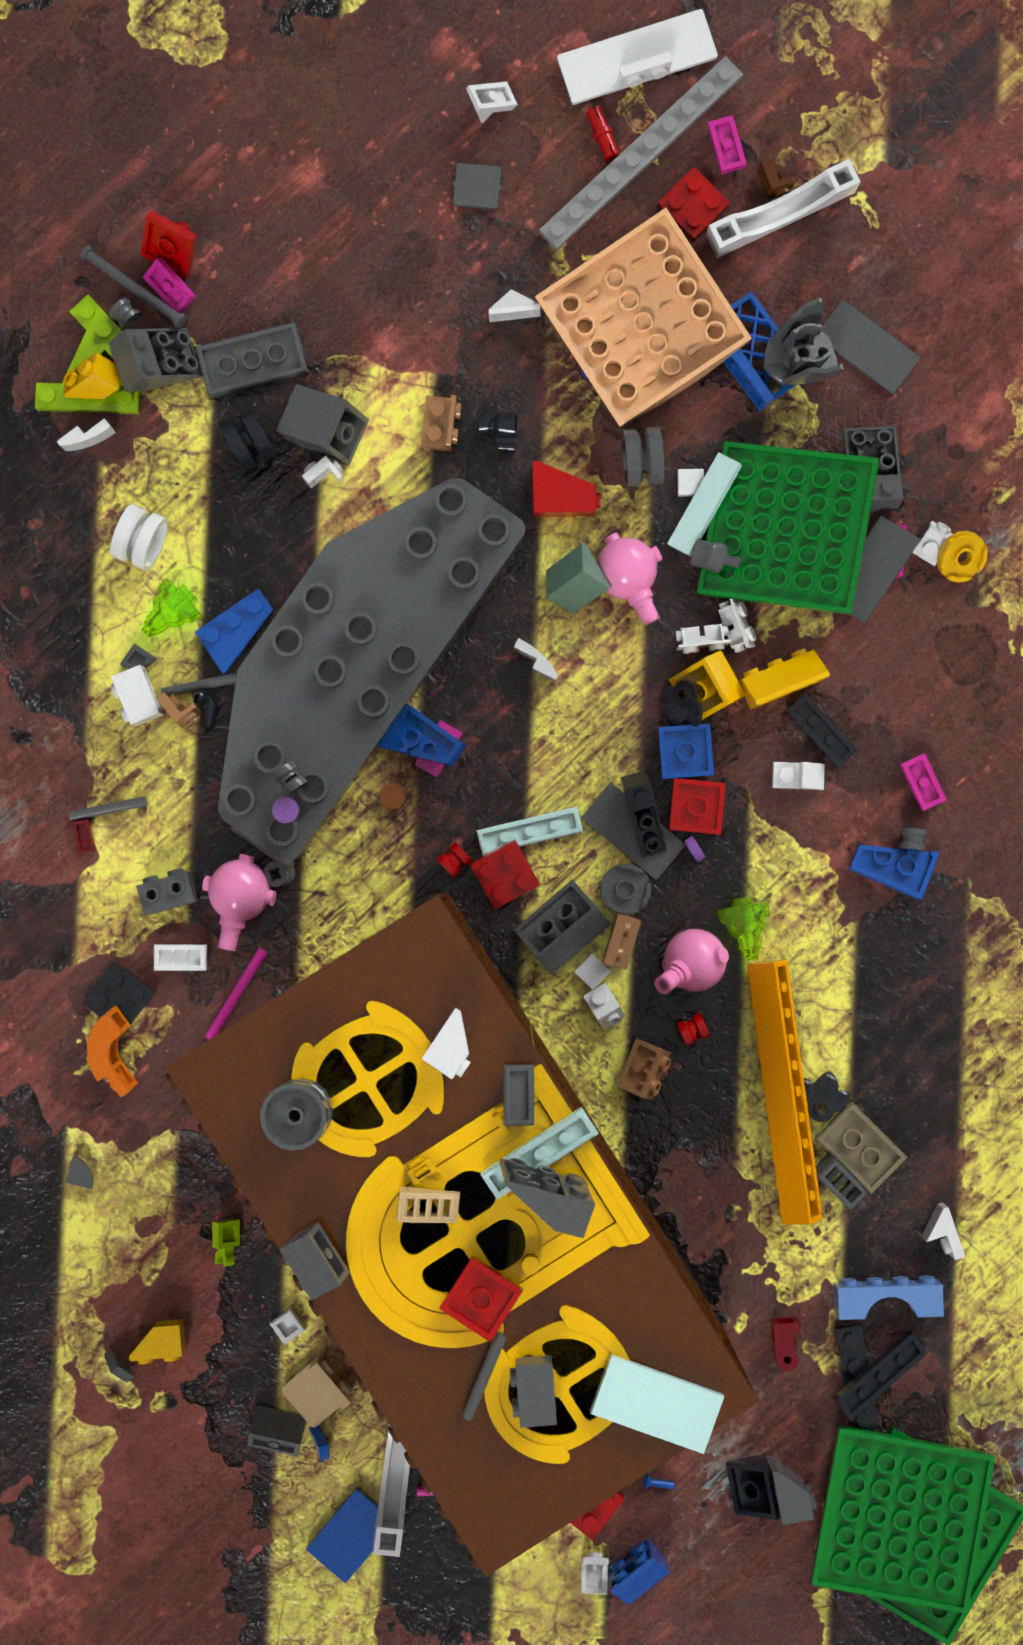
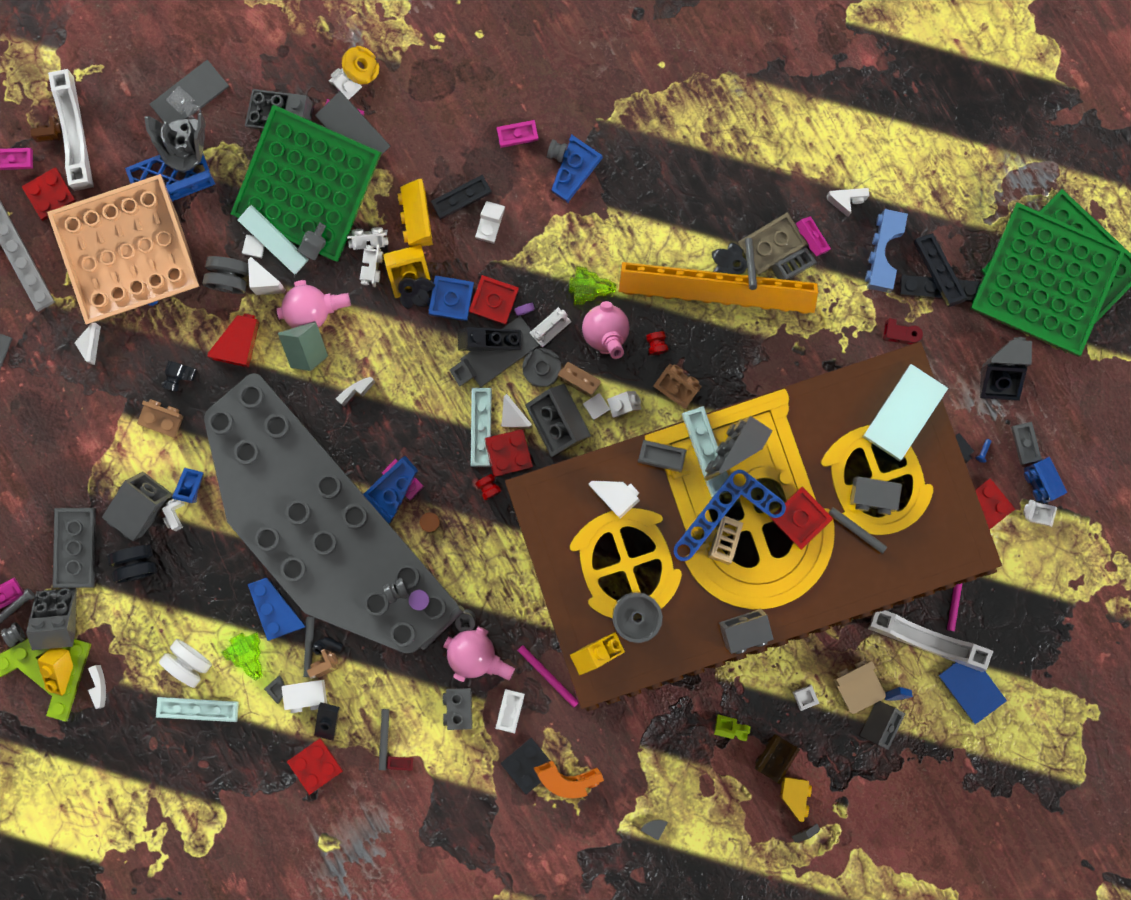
camera: 75 degrees left, 5 degrees down
(55, 731) = (315, 766): none -> red plate
(89, 567) = (197, 709): none -> light aqua tile
(111, 732) = (326, 721): none -> black plate
(201, 1307) = (776, 758): none -> dark brown bracket
(238, 1072) = (597, 653): none -> yellow slope
(362, 481) = (188, 486): none -> blue slope
(464, 1194) = (722, 509): none -> blue beam
(553, 867) = (512, 415): none -> white slope
(593, 790) = (463, 372): none -> dark grey plate
(646, 504) = (261, 281): none -> white slope
(680, 887) = (550, 327): none -> white hinge
(681, 1536) = (1026, 443): none -> dark grey plate
(825, 1127) = (750, 263): none -> dark grey bar
(856, 341) = (182, 102): none -> clear plate
(883, 1198) = (813, 236): none -> dark pink plate

